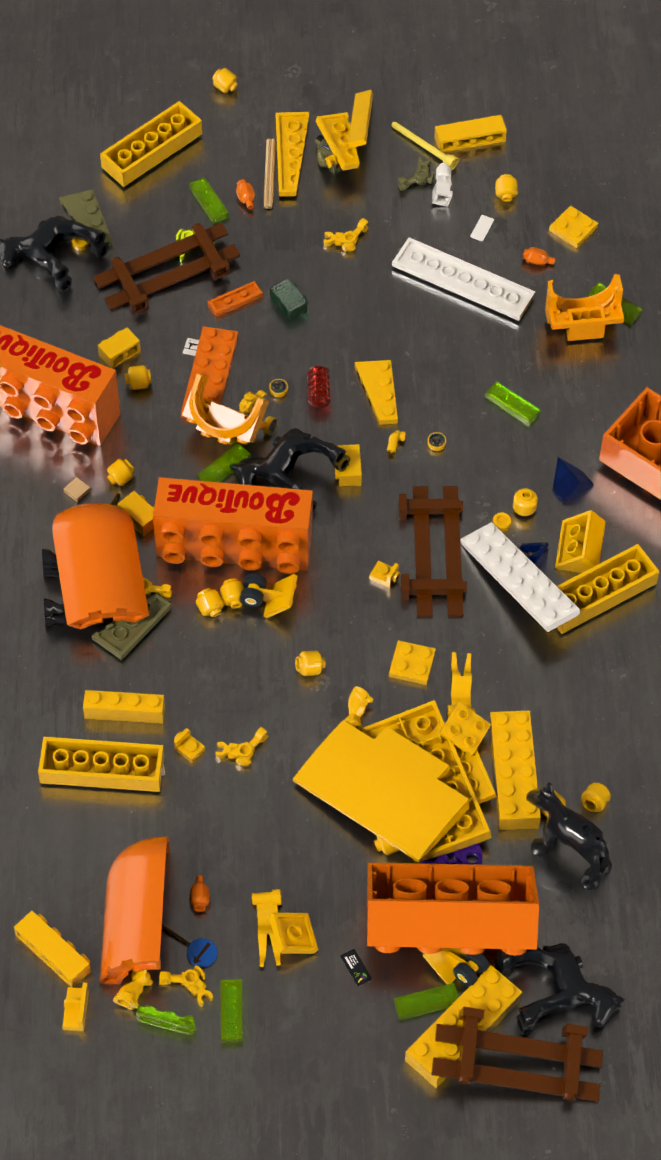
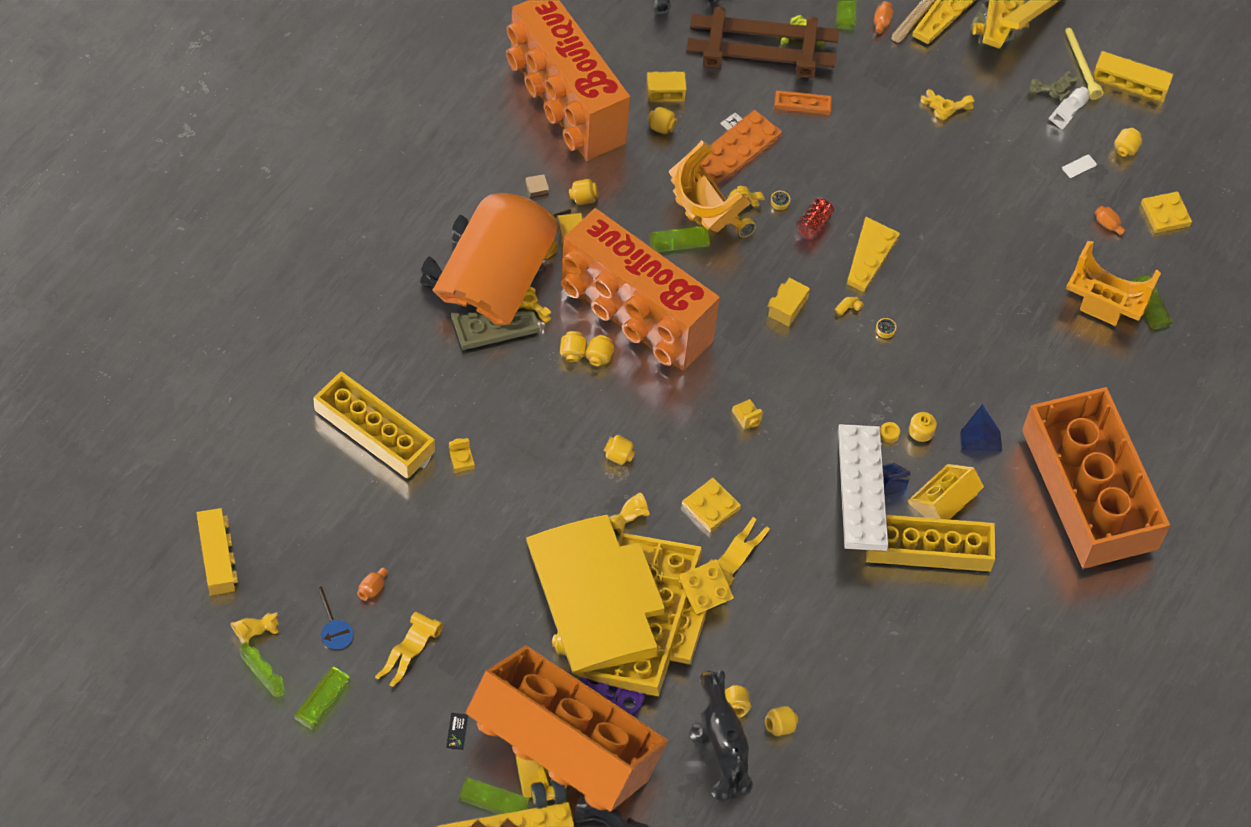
camera: 30 degrees right, 0 degrees up
(75, 1008) = (198, 612): yellow panel -> none
(124, 706) = (431, 389): yellow brick -> none
(134, 910) = (302, 558): orange panel -> none
(189, 979) = (308, 649): yellow piece -> none
(244, 751) = (503, 488): yellow piece -> none
(277, 598) = (620, 360): yellow plate -> none
(283, 458) = (727, 263): black animal -> none
(288, 299) = (849, 129): clear green brick -> none
(293, 933) = (423, 666): yellow plate -> none
(423, 585) = (776, 445): reddish brown fence -> none
(463, 278) = (1024, 201): white plate -> none
(512, 403) = (982, 335): clear neon green plate -> none
(513, 769) = (728, 645): yellow brick -> none

